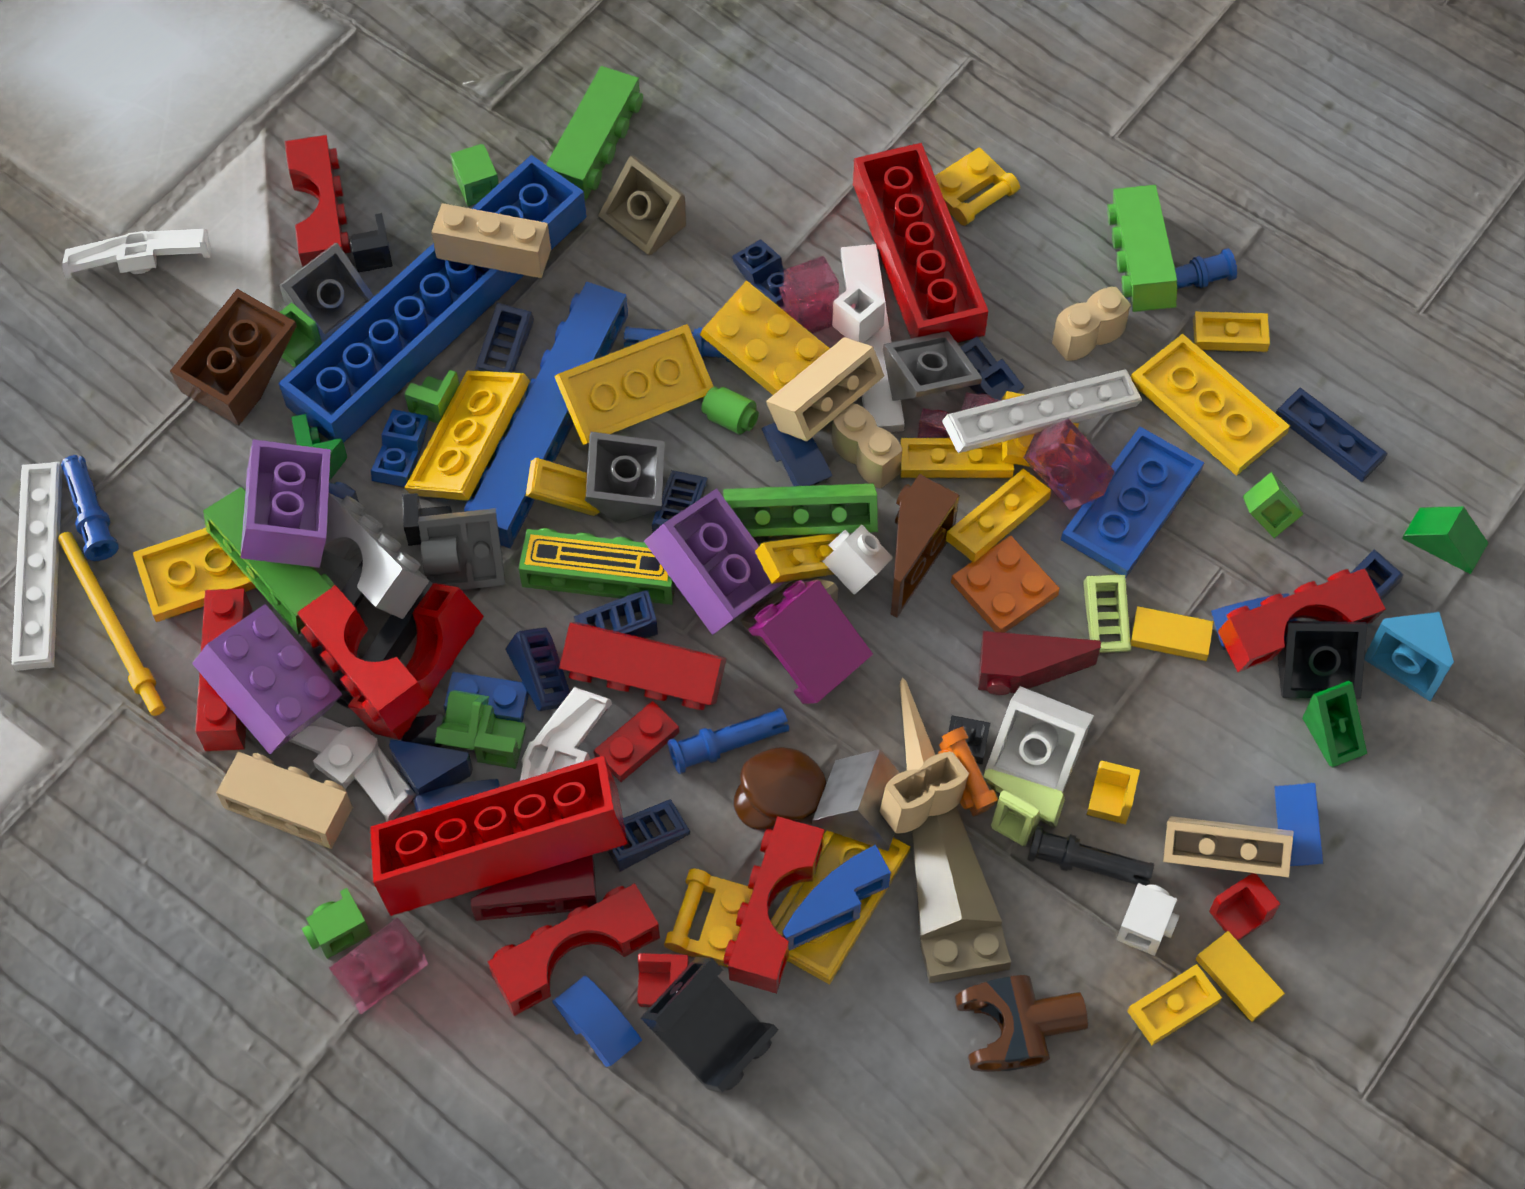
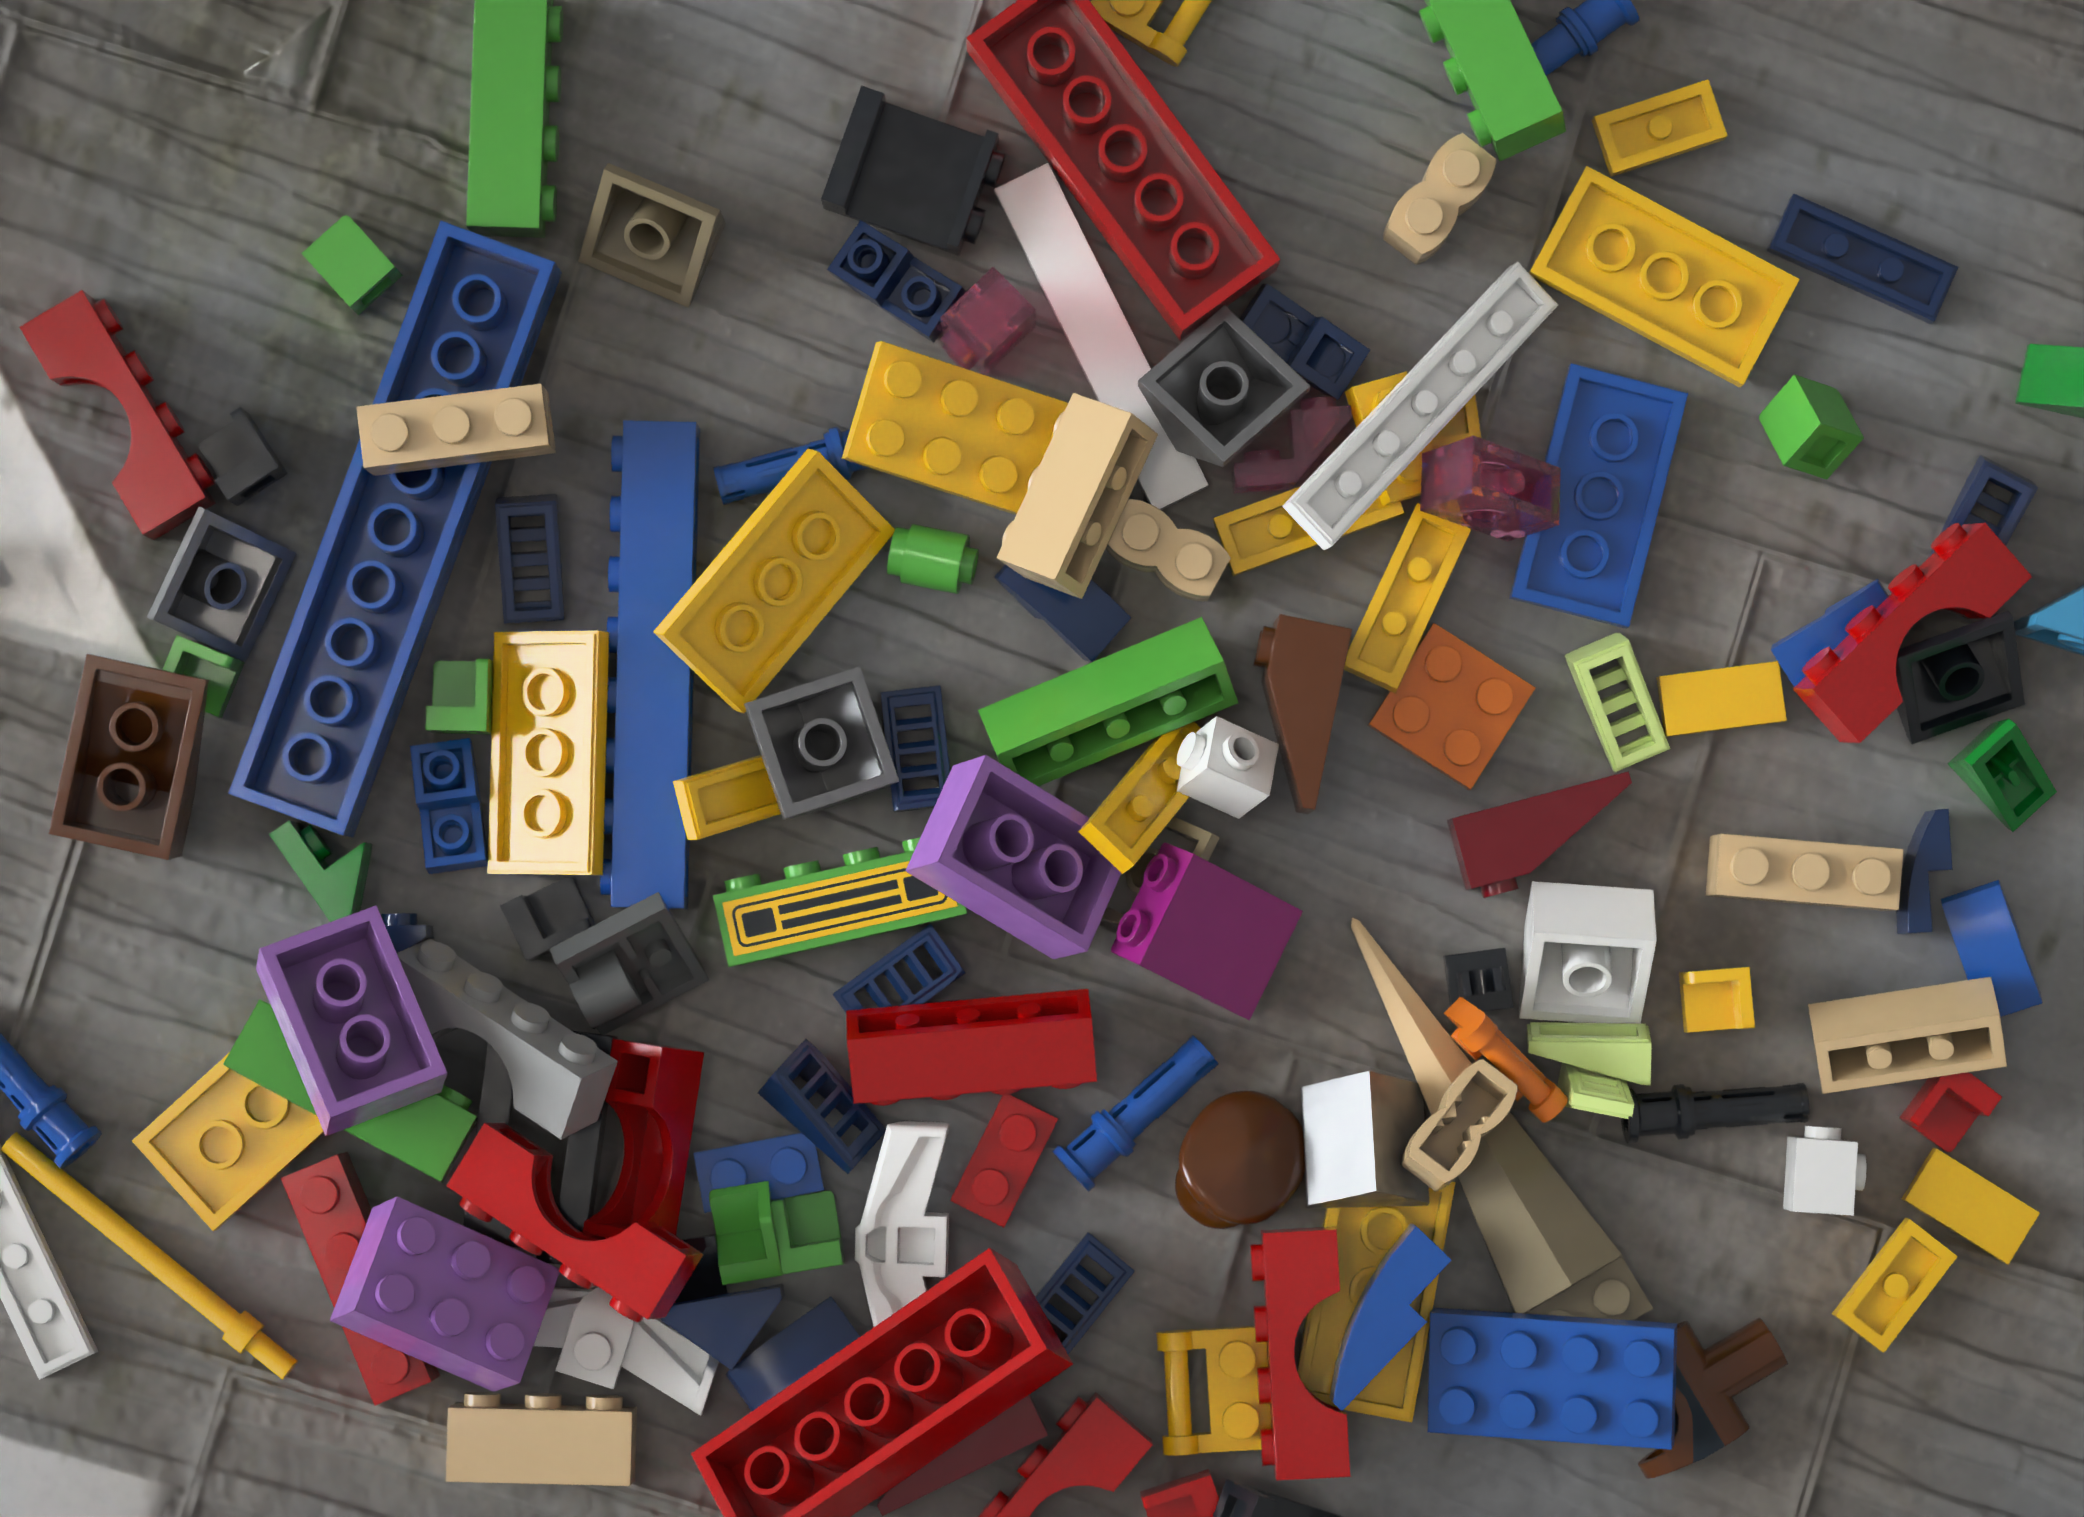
camera: 25 degrees left, 25 degrees up
(794, 224) = (912, 174): none -> black panel
(858, 312) = (1074, 330): white brick -> none
(930, 976) = (1552, 1378): none -> blue plate
(1192, 738) = (1804, 872): none -> tan brick
(1270, 762) = (1926, 853): none -> dark blue slope

